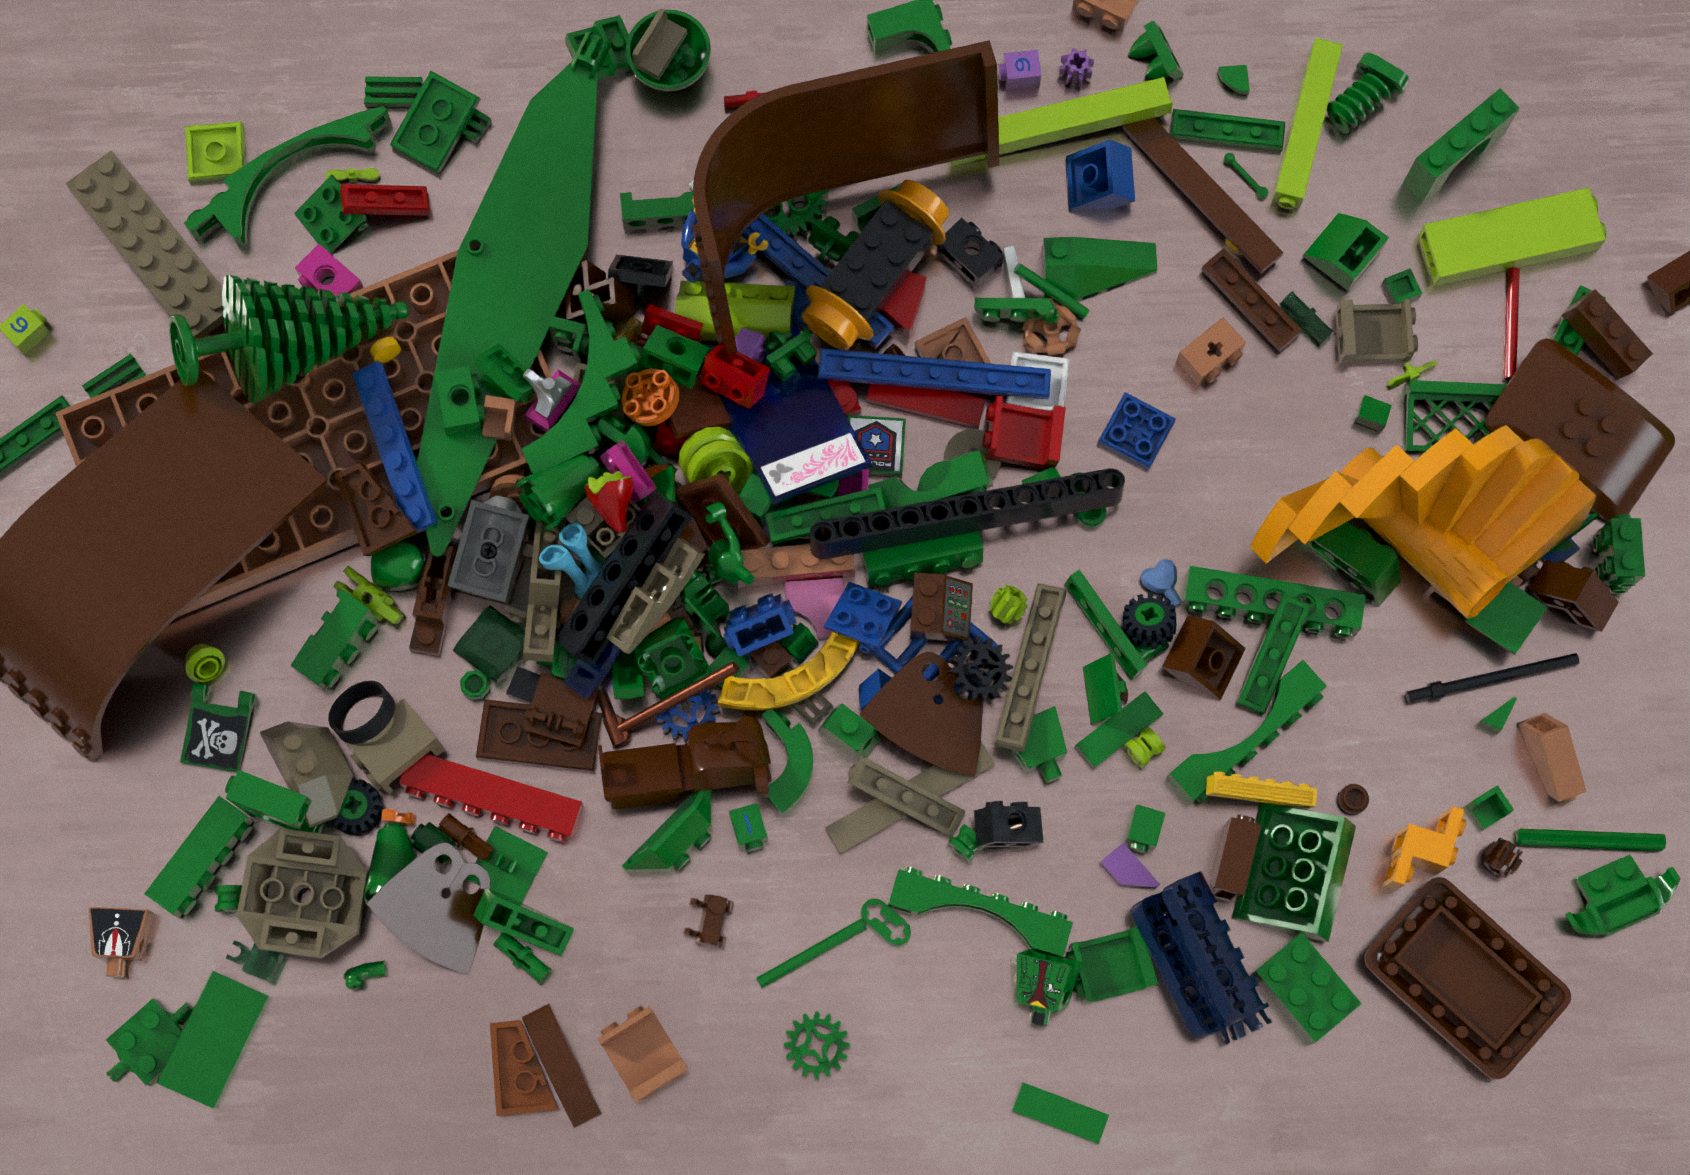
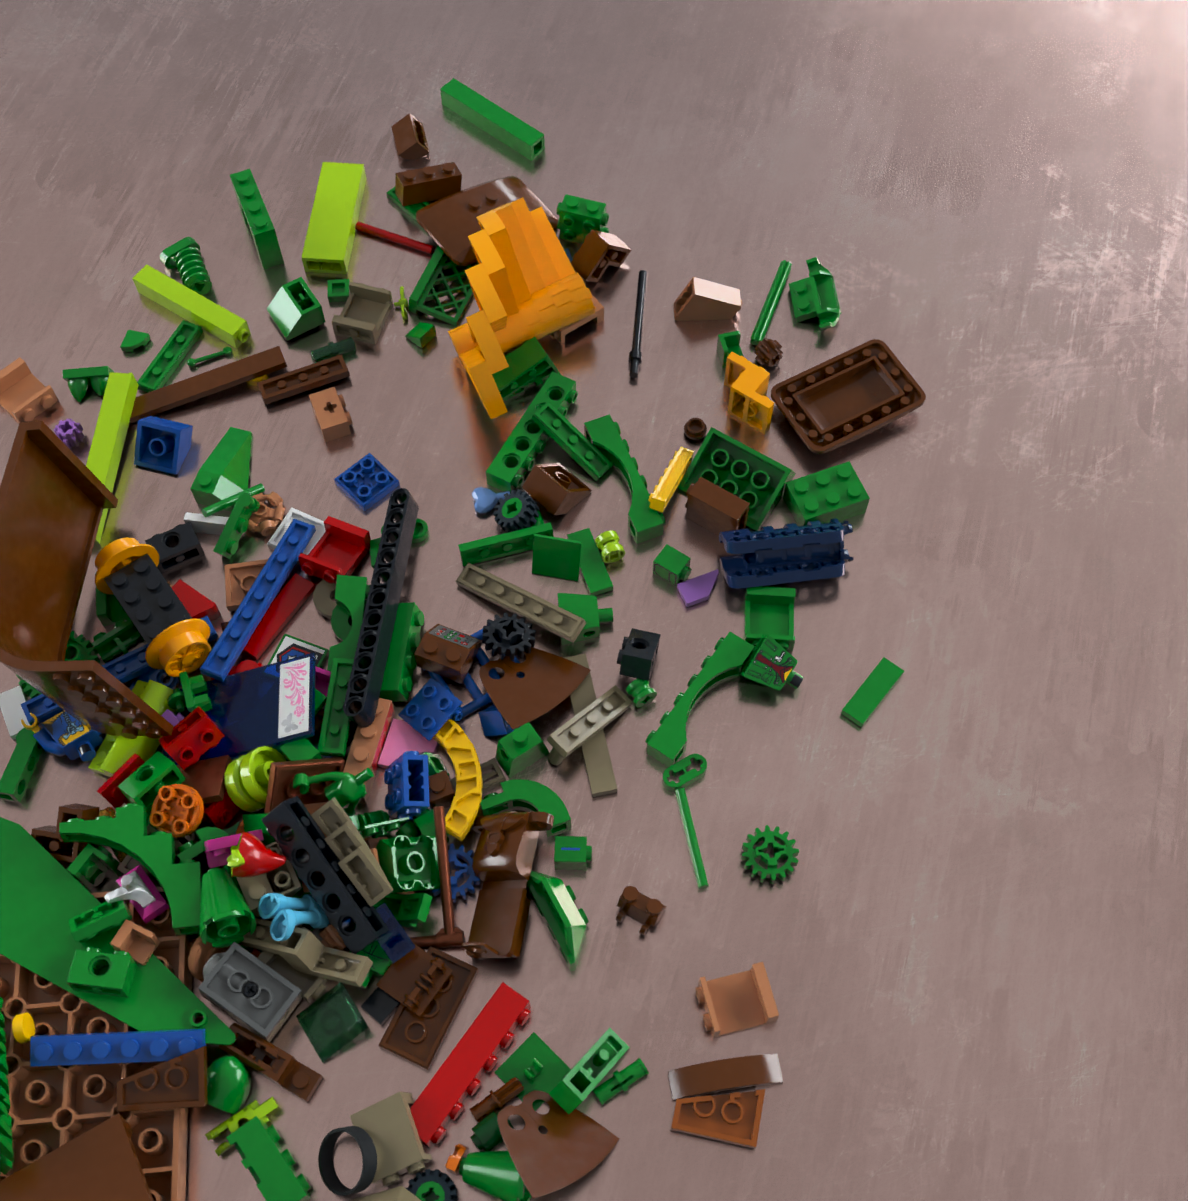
camera: 70 degrees left, 15 degrees down
(474, 685) = (362, 1050): green tile -> none
(640, 274) = (66, 793): black tile -> none
(1008, 604) = (464, 604): lime gear -> none
(1498, 718) = (667, 326): green piece -> none
(1509, 617) = (605, 293): green piece -> none

